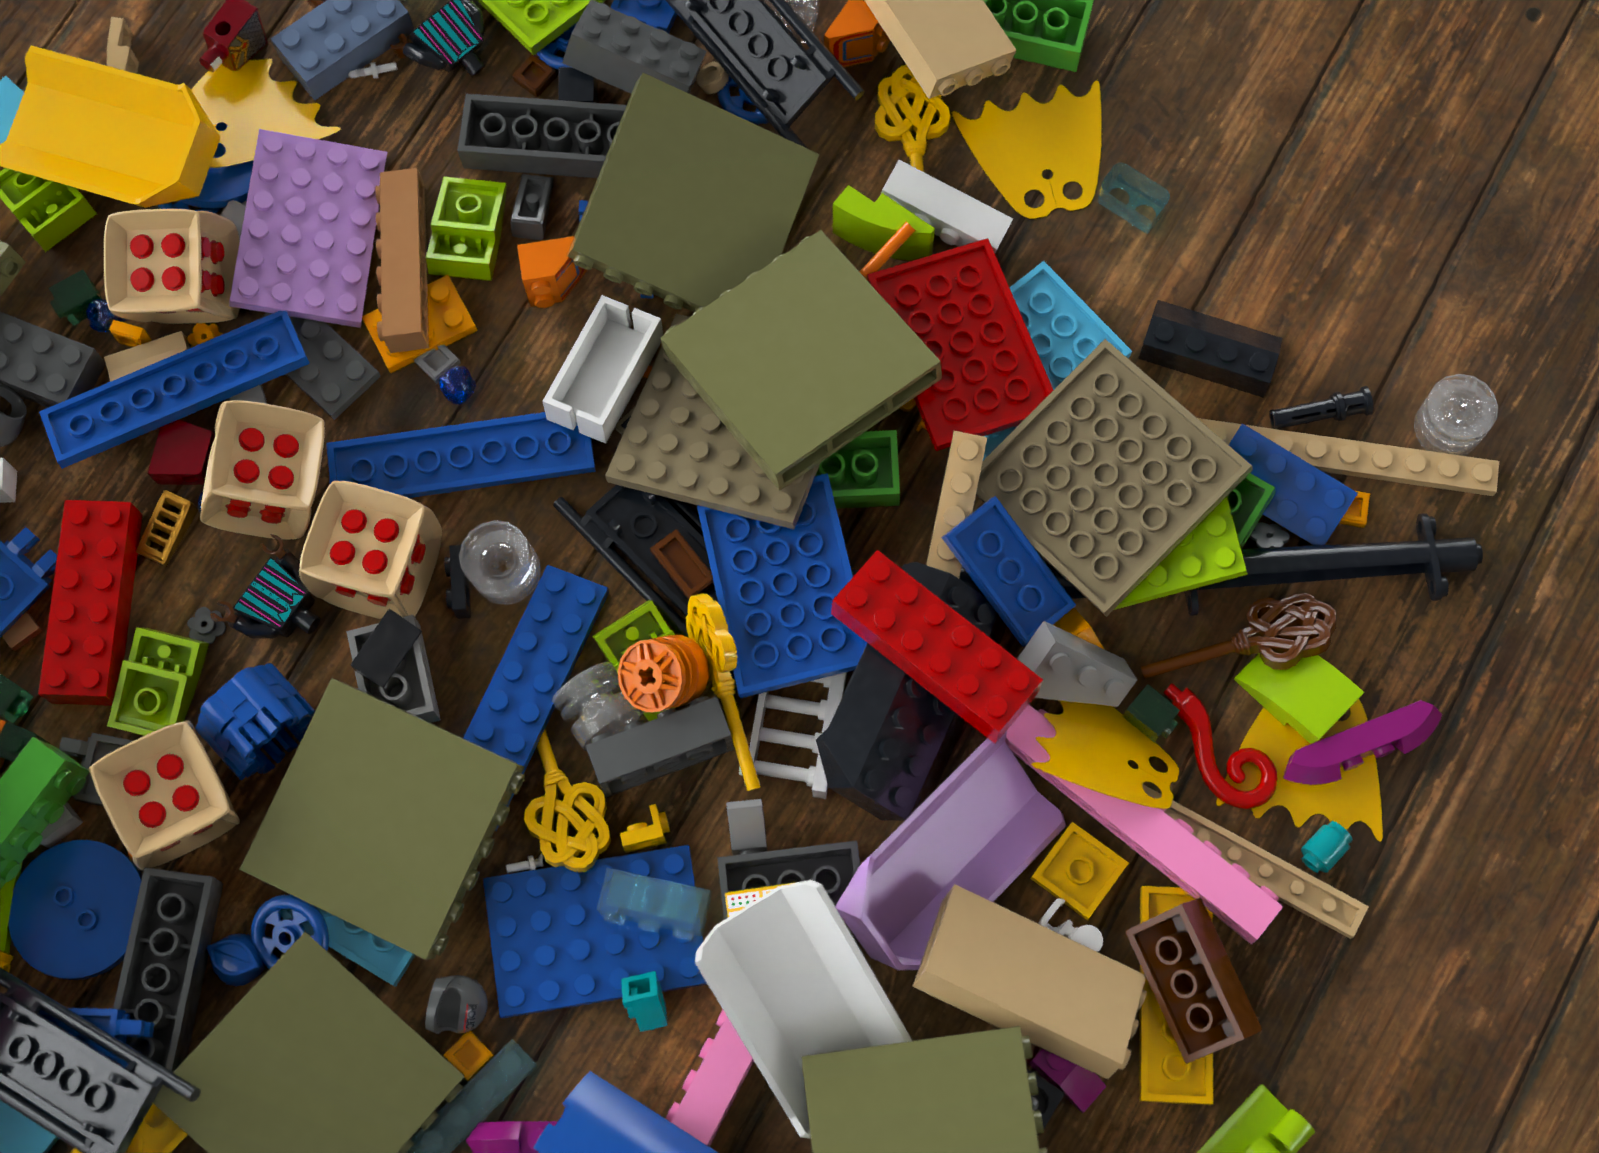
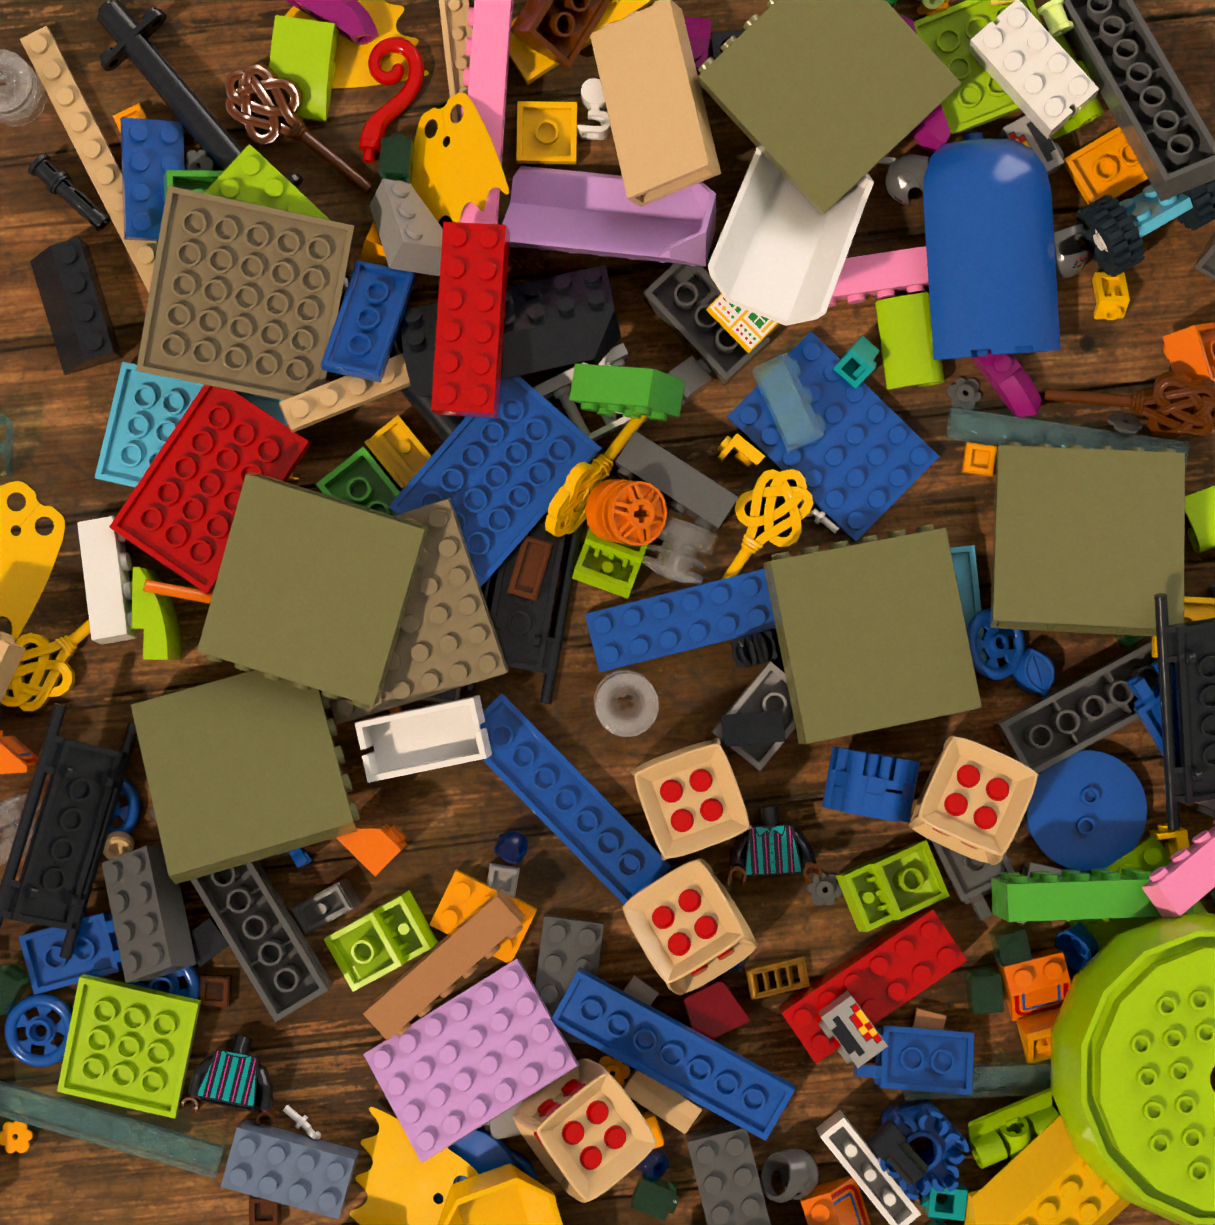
camera: 125 degrees left, 15 degrees up
(63, 543) = (852, 1030): none -> brick
(456, 708) = (756, 648): none -> black gear
(456, 1005) = (954, 489): dark grey helmet -> none
(459, 595) = (670, 718): black plate -> none
(542, 1100) = (956, 390): none -> dark grey plant
(629, 1064) = (907, 342): none -> lime panel
(770, 749) = (627, 391): none -> bright green brick
(876, 529) = (398, 451): none -> yellow plate

